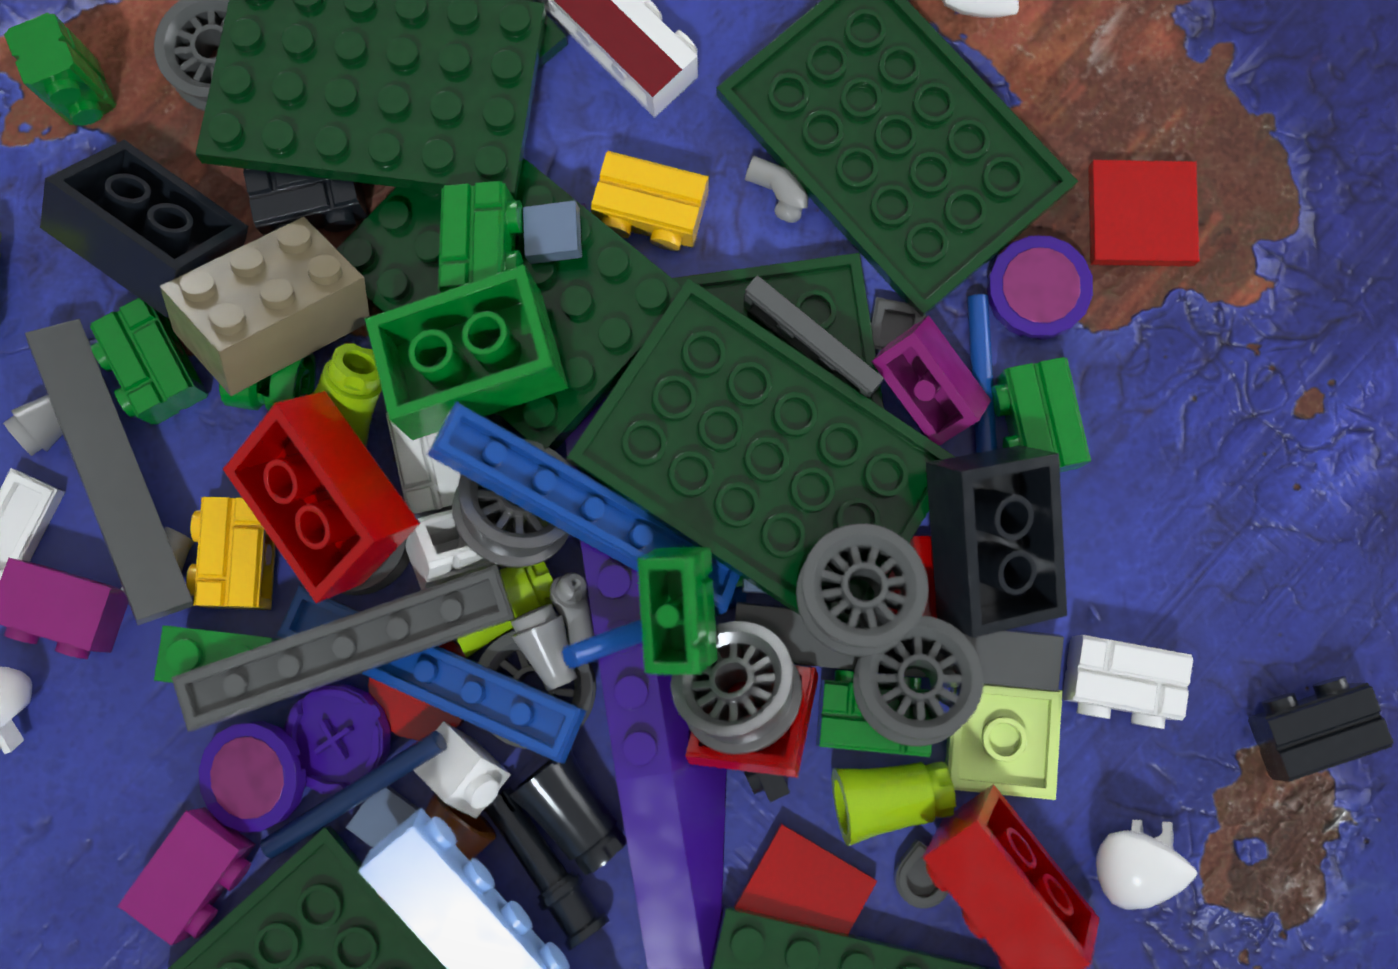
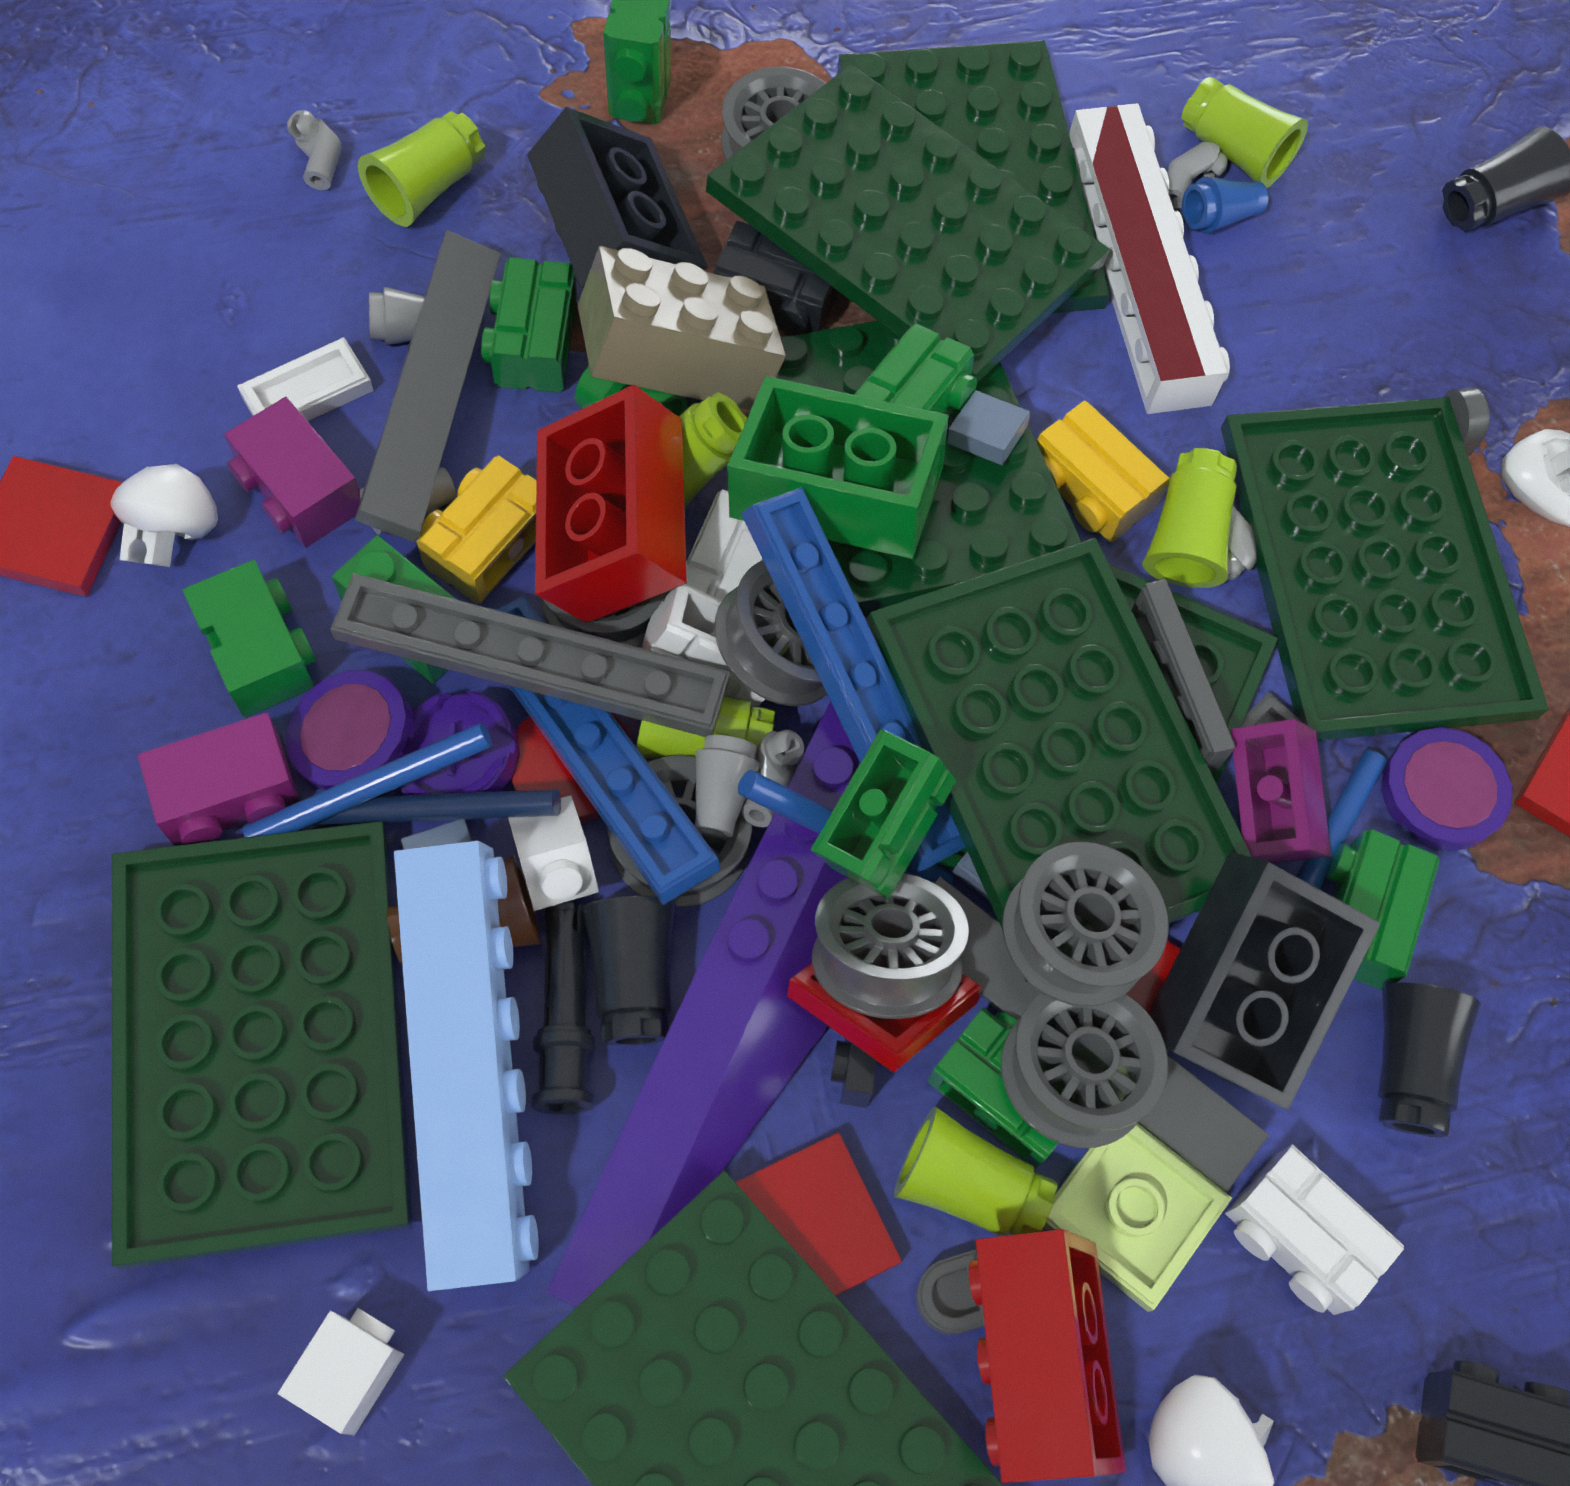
camera: 25 degrees right, 15 degrees down
(136, 758) = (249, 637): none -> green brick
(298, 810) = (373, 783): none -> blue bar
(745, 196) = (1195, 522): none -> lime plant
(1132, 509) = (1423, 1055): none -> black plant

